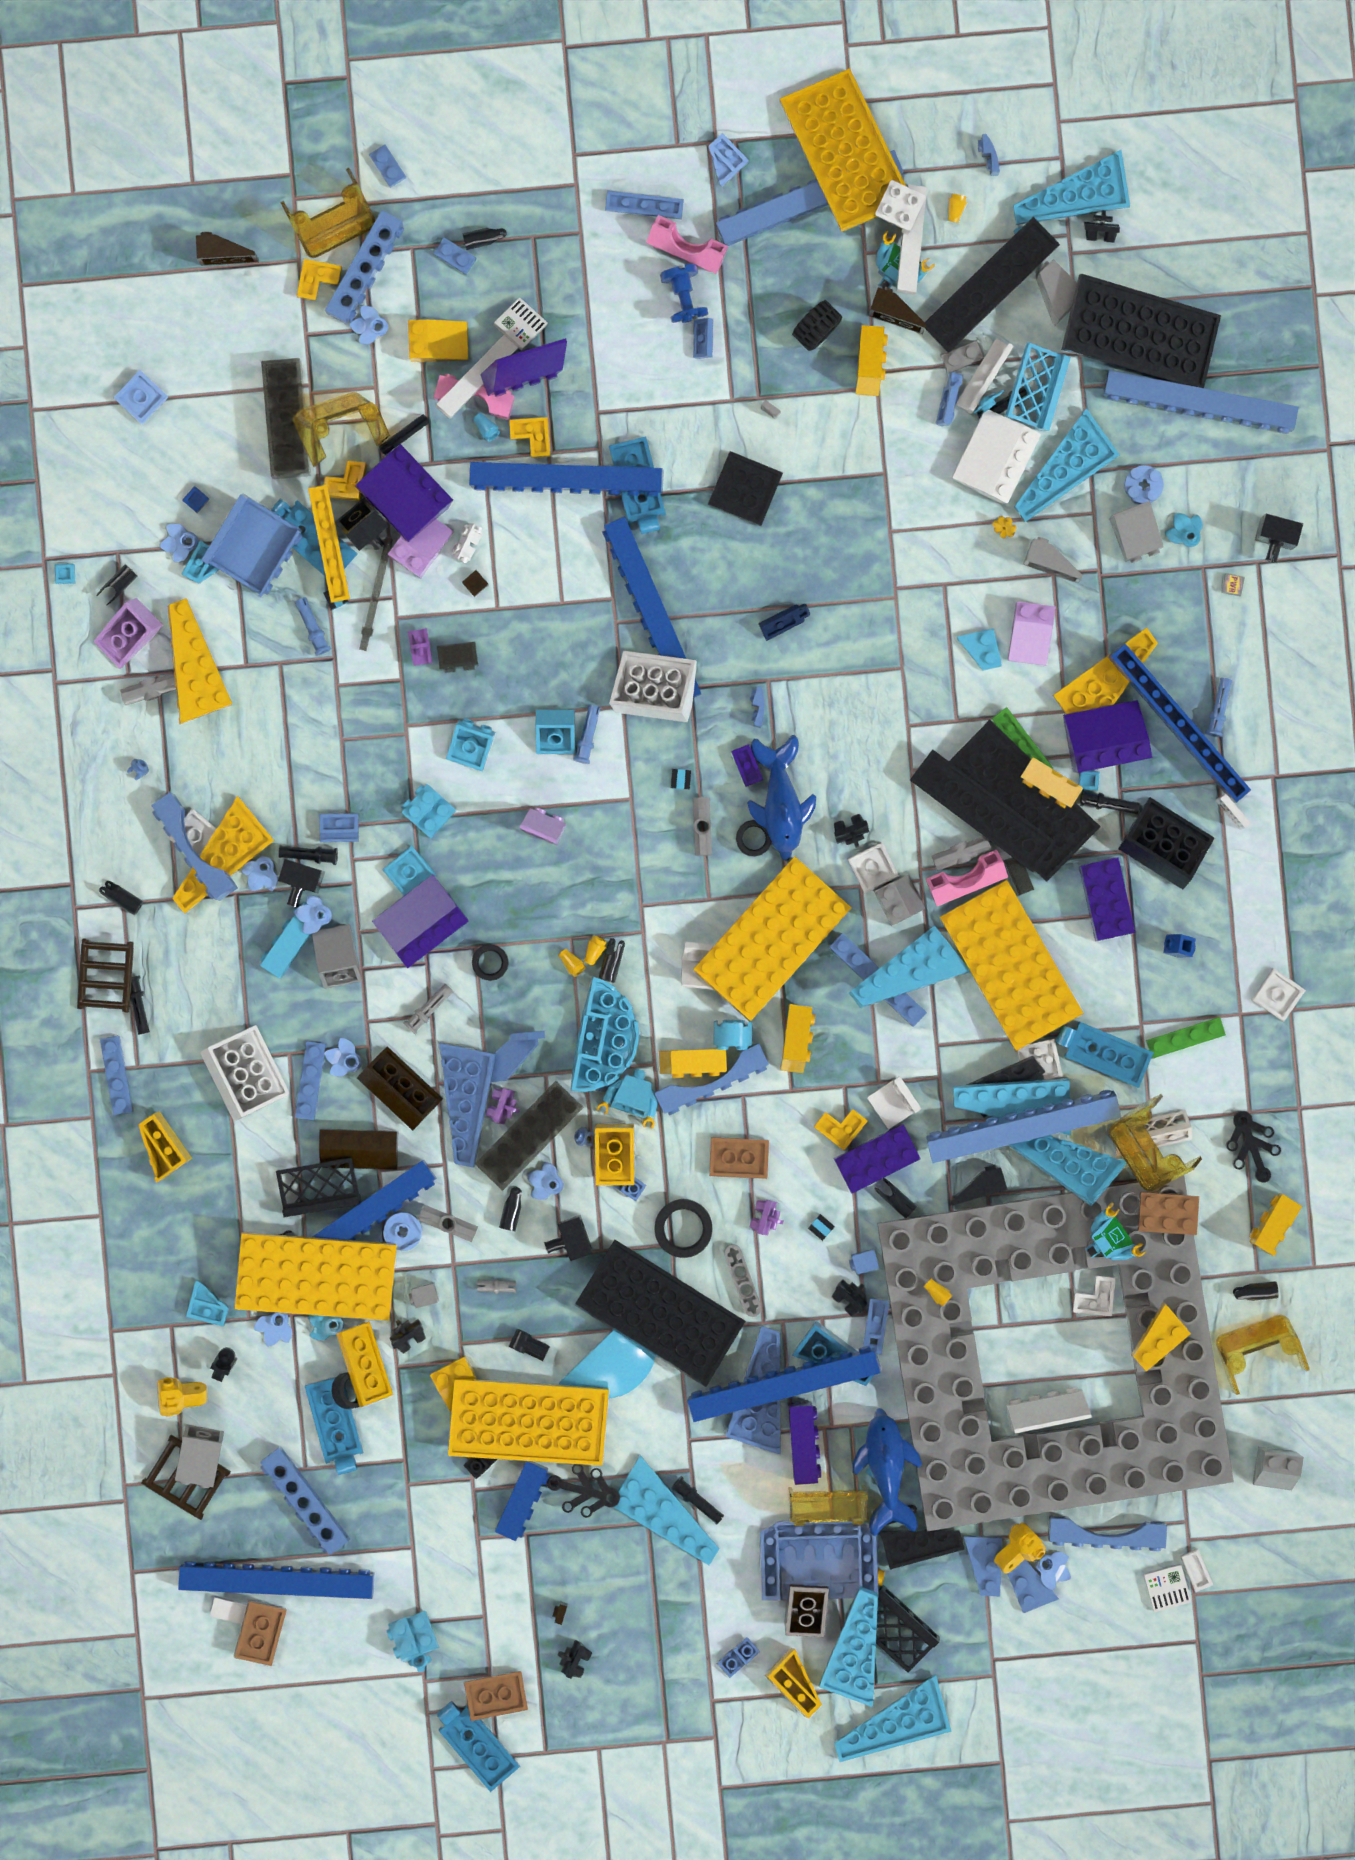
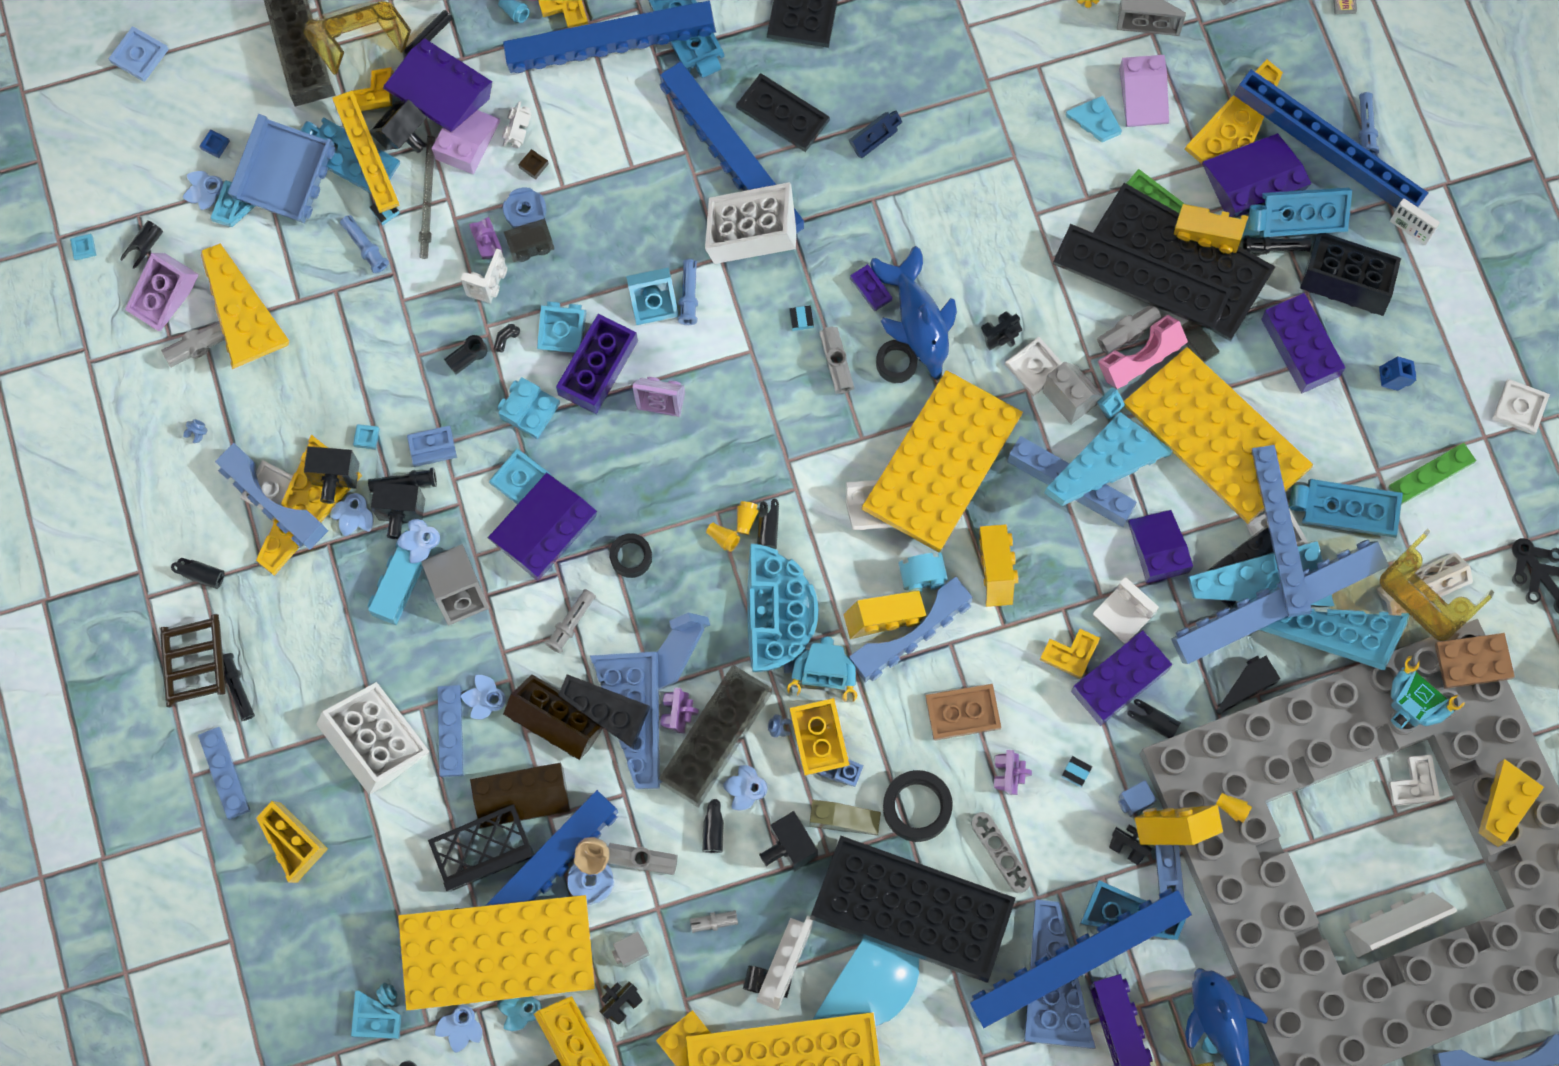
camera: 10 degrees left, 15 degrees down
(220, 1288) = (387, 994): none -> medium azure plate
(250, 838) = (331, 469): none -> black brick
(284, 805) = (366, 436): none -> medium azure tile
(381, 751) = (465, 356): none -> black piece
(405, 692) = (486, 288): none -> white bracket
(407, 1215) = (591, 855): none -> tan hair
(419, 738) = (503, 335): none -> black arm
(443, 1092) = (612, 711): none -> black wing
(468, 617) = (527, 197): none -> medium blue plate
(495, 786) = (597, 363): none -> dark purple brick
(546, 1334) = (784, 963): none -> white fence
(621, 1225) = (844, 817): none -> olive slope
(706, 582) = (782, 112): none -> black plate
(758, 701) = (868, 220): medium blue slope -> none
(889, 1297) = (1178, 825): none -> yellow wedge
(928, 917) = (1111, 403): none -> medium azure tile
(938, 1050) = (1160, 546): none -> dark purple slope
(1039, 1068) = (1281, 531): none -> medium blue plate
(1141, 782) = (1308, 212): none -> dark azure hinge

